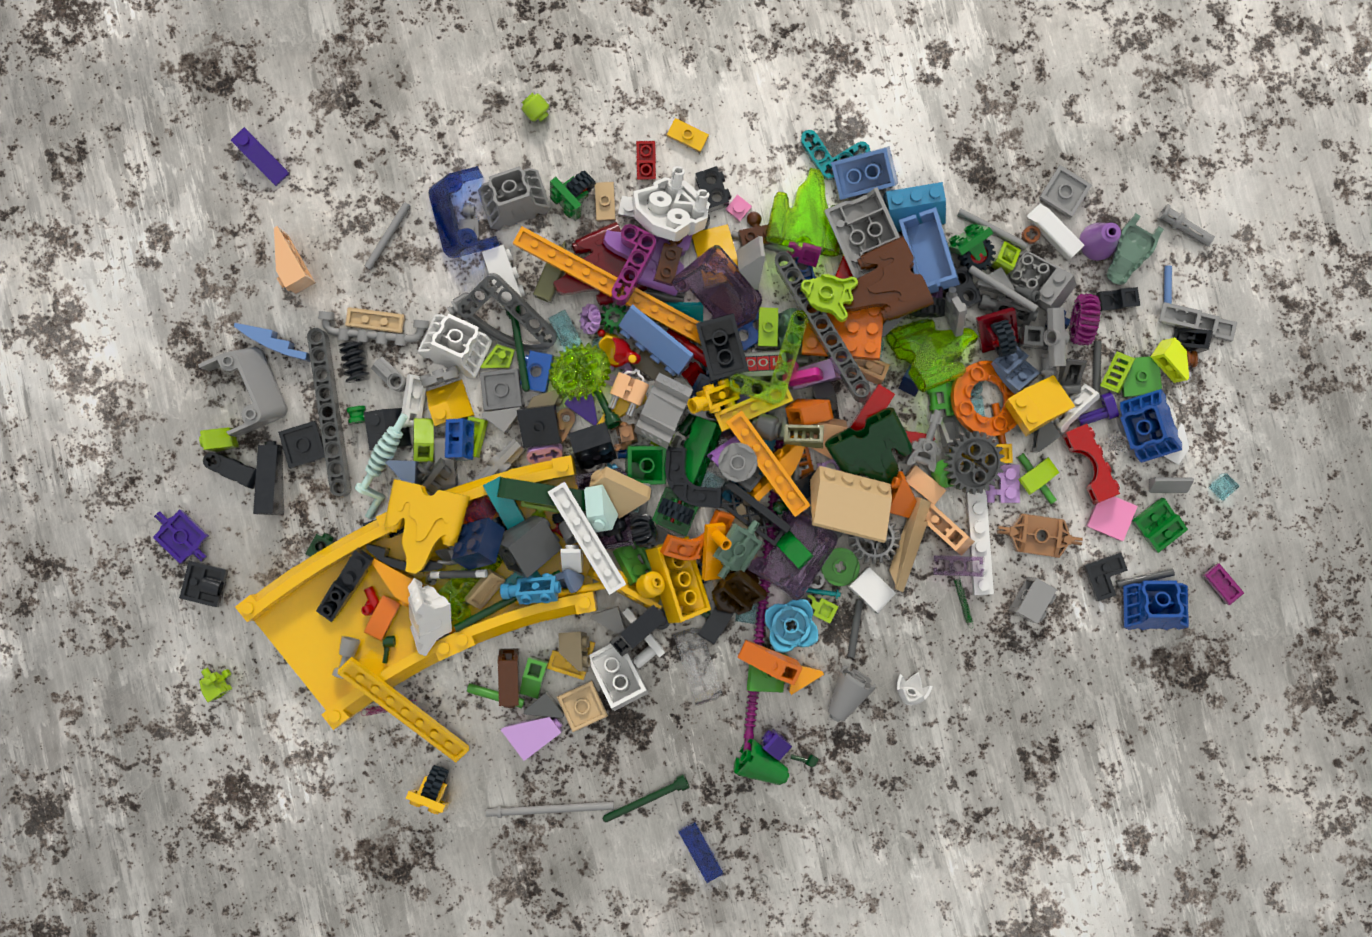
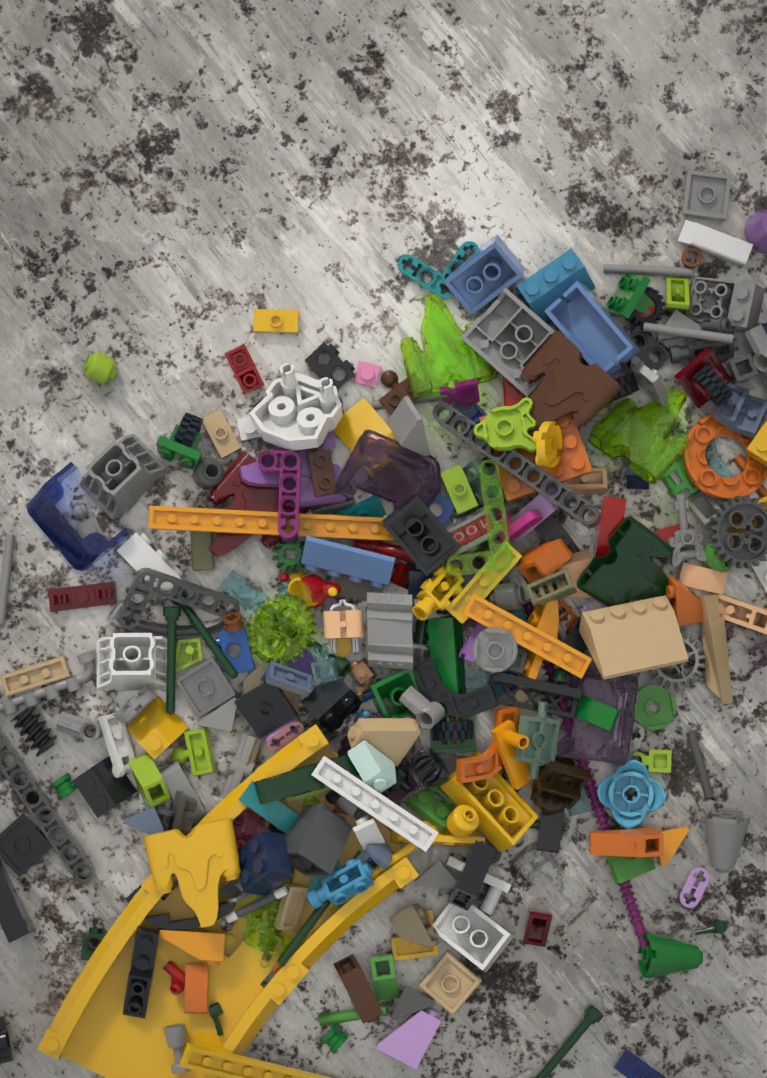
camera: 20 degrees left, 0 degrees up
(382, 453) = (114, 815): light aqua piece -> none
(428, 615) = (246, 963): white slope -> none
(440, 276) = (82, 596): none -> dark red plate
(459, 439) = (188, 762): blue brick -> none
(472, 707) = (334, 1038): none -> green wheel
(500, 321) = (171, 616): none -> dark green piece
(545, 348) = (233, 622): none -> dark orange bush
(566, 410) = (287, 678): none -> sand blue panel
(580, 226) = (208, 473): none -> dark grey head
(588, 314) = (265, 560): lavender gear -> none
(598, 415) = (324, 668): none -> clear light blue plate
(661, 486) = (426, 712): none -> light grey piece
(670, 694) = (537, 927): none -> dark red slope
(775, 744) = (672, 927): dark purple slope -> none
(803, 717) = (699, 889): none -> lavender beam
(824, 592) = (664, 737): teal axle -> none
(855, 319) = (547, 443): none -> yellow plate
(871, 590) = (698, 716): white piece -> none

